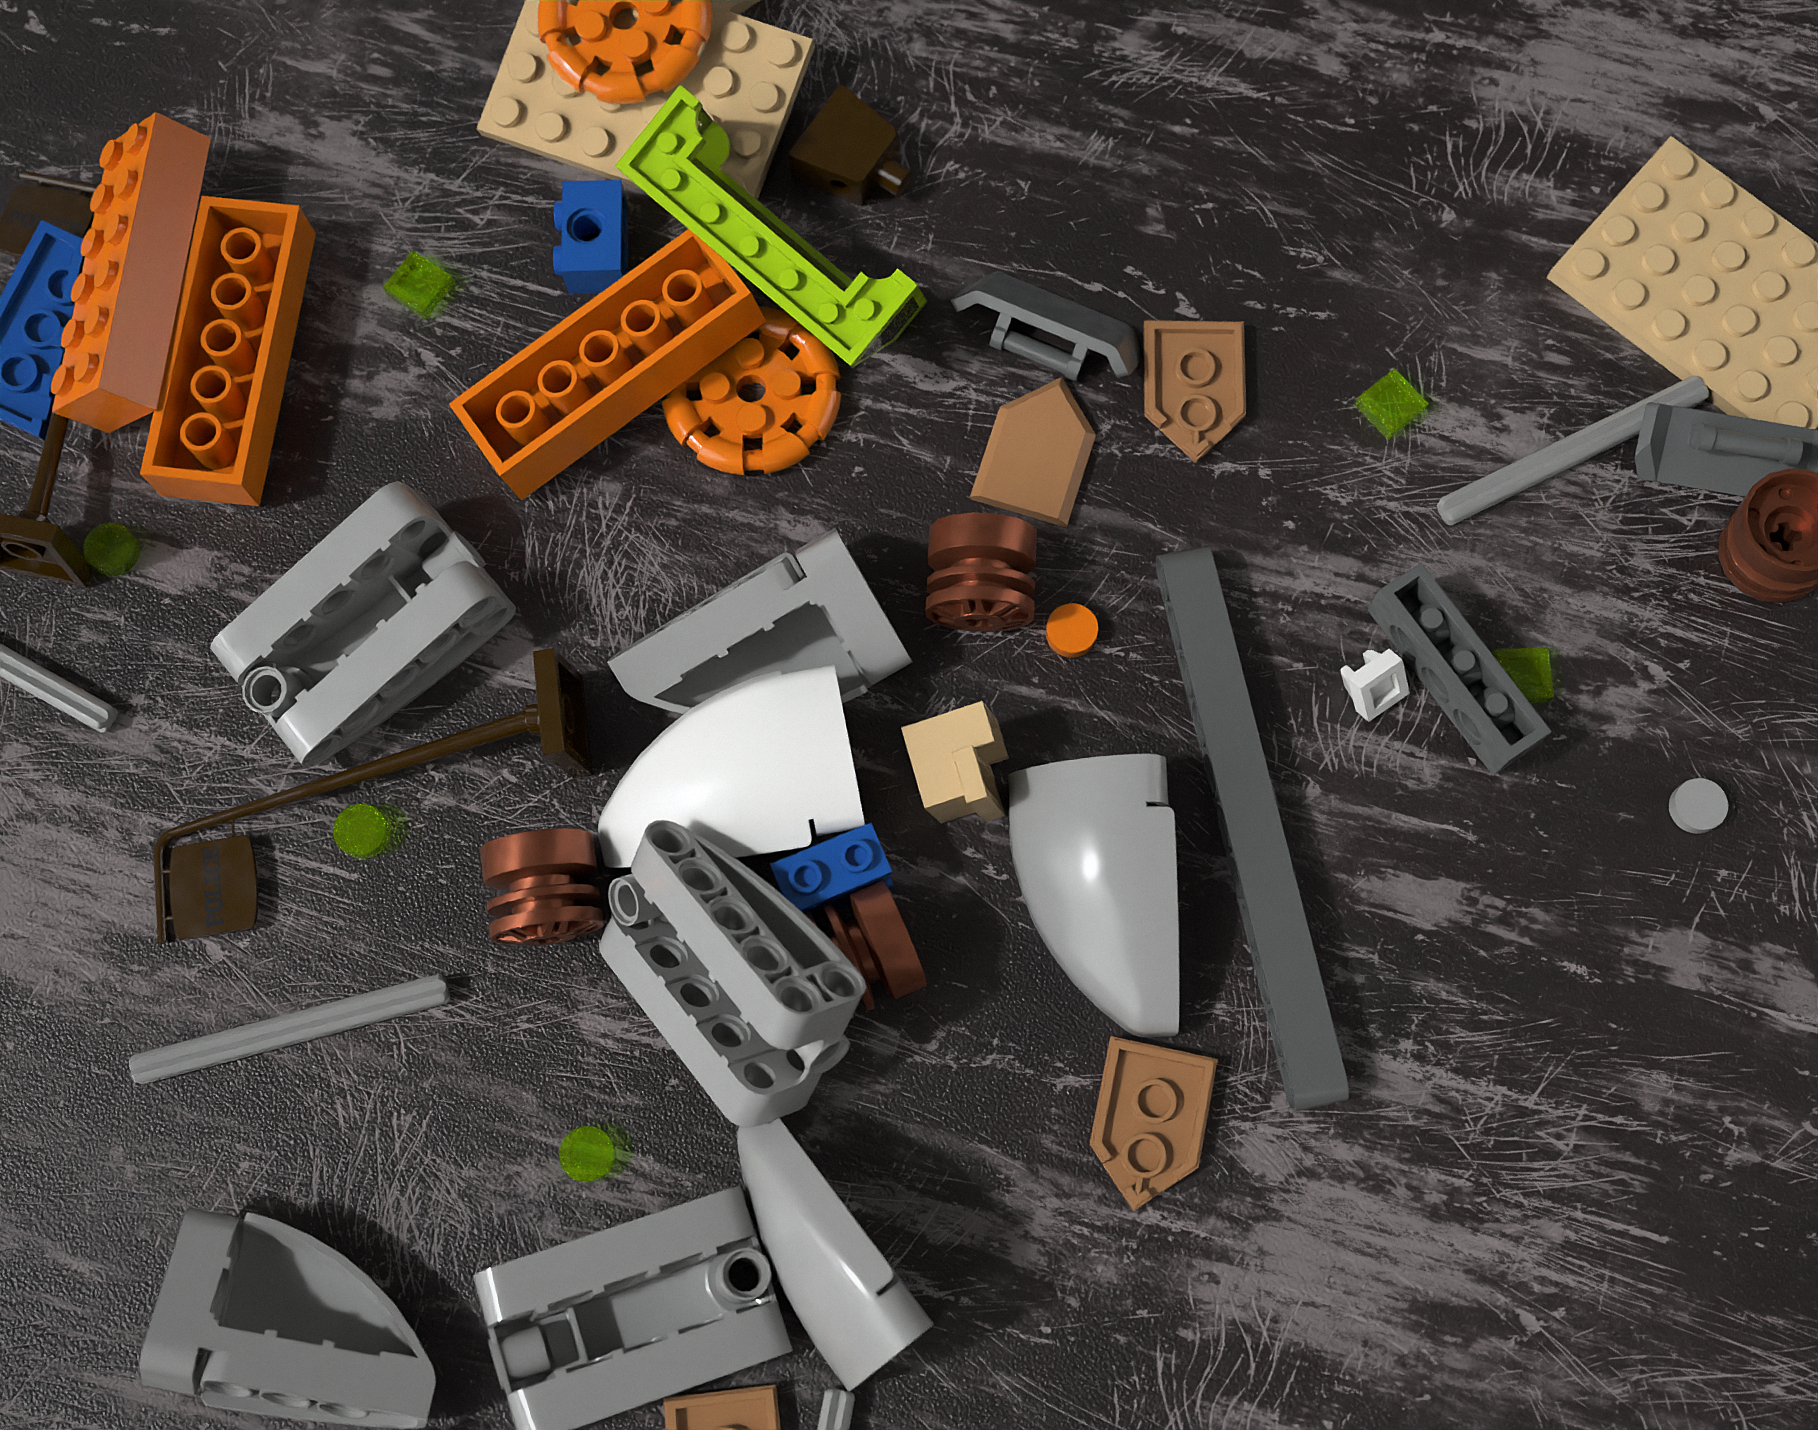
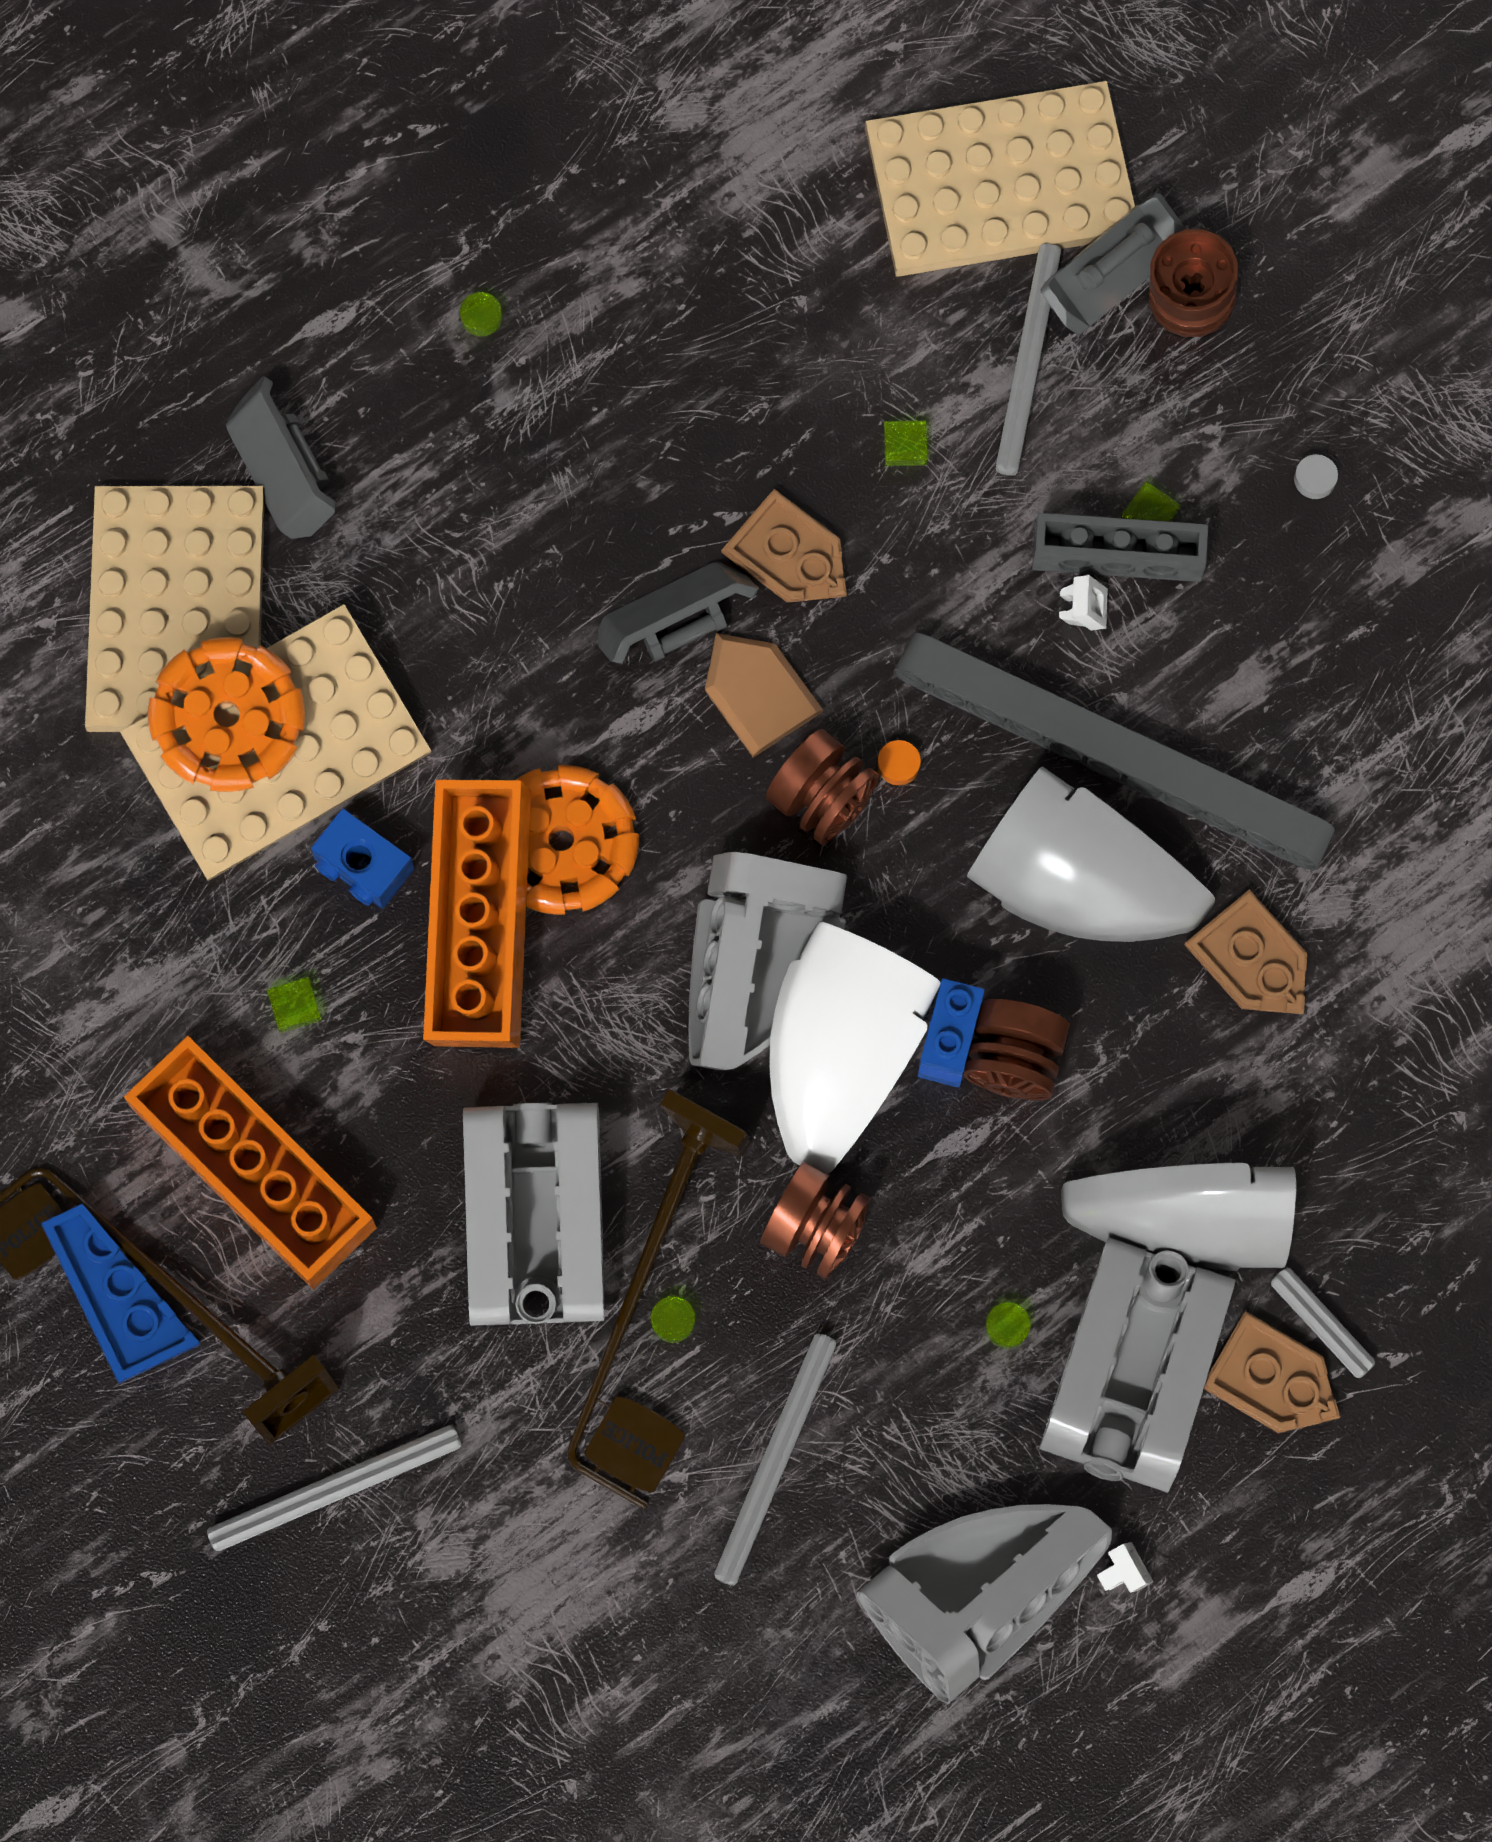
camera: 55 degrees left, 0 degrees up
(111, 549) = (328, 1347): clear neon green tile -> none
(130, 274) = (141, 1186): orange brick -> none
(680, 166) = (574, 734): lime windscreen -> none
(729, 974) = (971, 1138): light grey panel -> none
(849, 151) = (440, 643): dark brown torso -> none
(953, 762) = (938, 901): tan plate -> none

